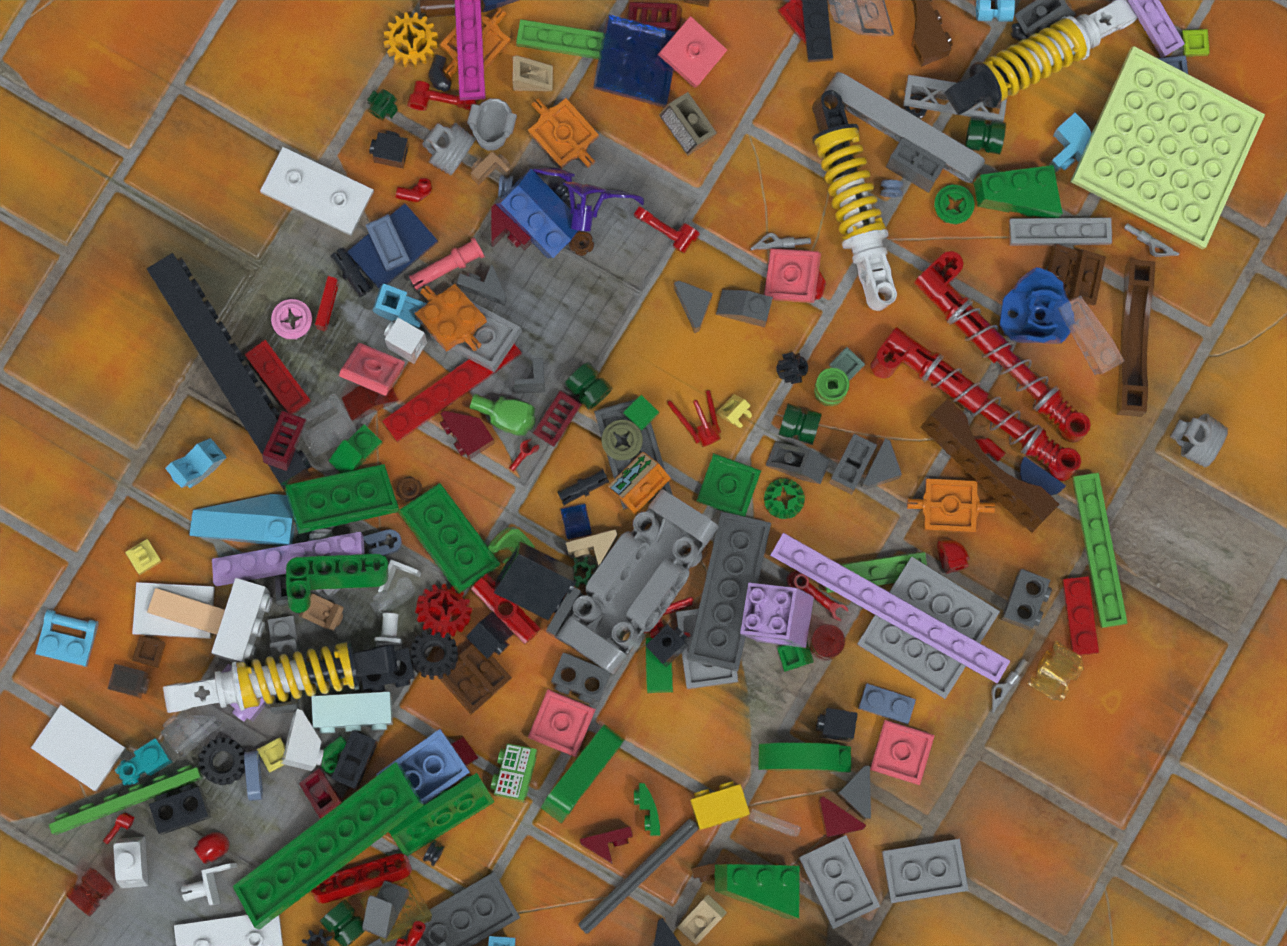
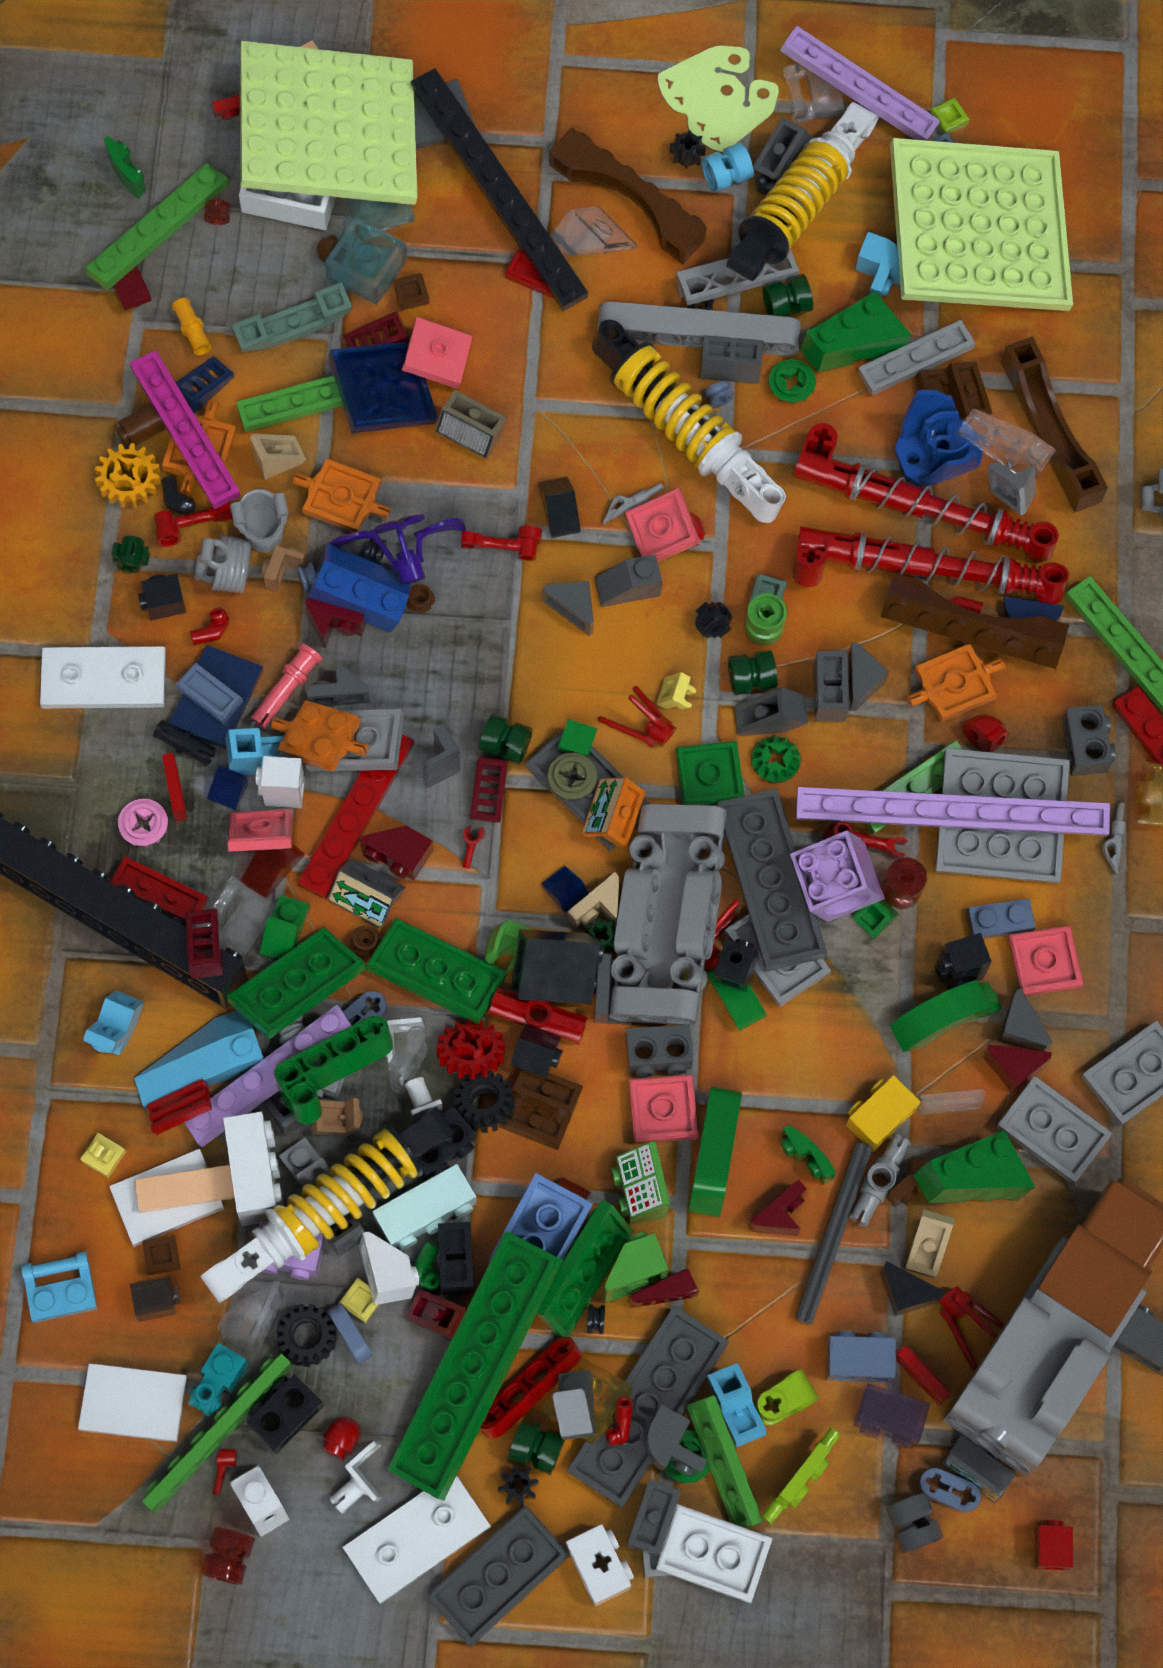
camera: 25 degrees left, 10 degrees down
(215, 545) = (179, 1102): none -> red tile
(366, 323) = (227, 787): none -> clear blue slope
(428, 452) = (365, 892): none -> panel
(479, 831) = (636, 1267): none -> bright green slope
(499, 858) = (673, 1288): none -> dark red slope
(506, 414) = (432, 809): bright green piece -> none
(583, 486) = (554, 847): black pin -> none
(703, 847) = (871, 1193): none -> light grey pin
(724, 220) = (560, 507): none -> black slope
(1075, 375) = (1012, 488): none -> light grey slope
(1146, 238) = (1015, 327): light grey hand -> none

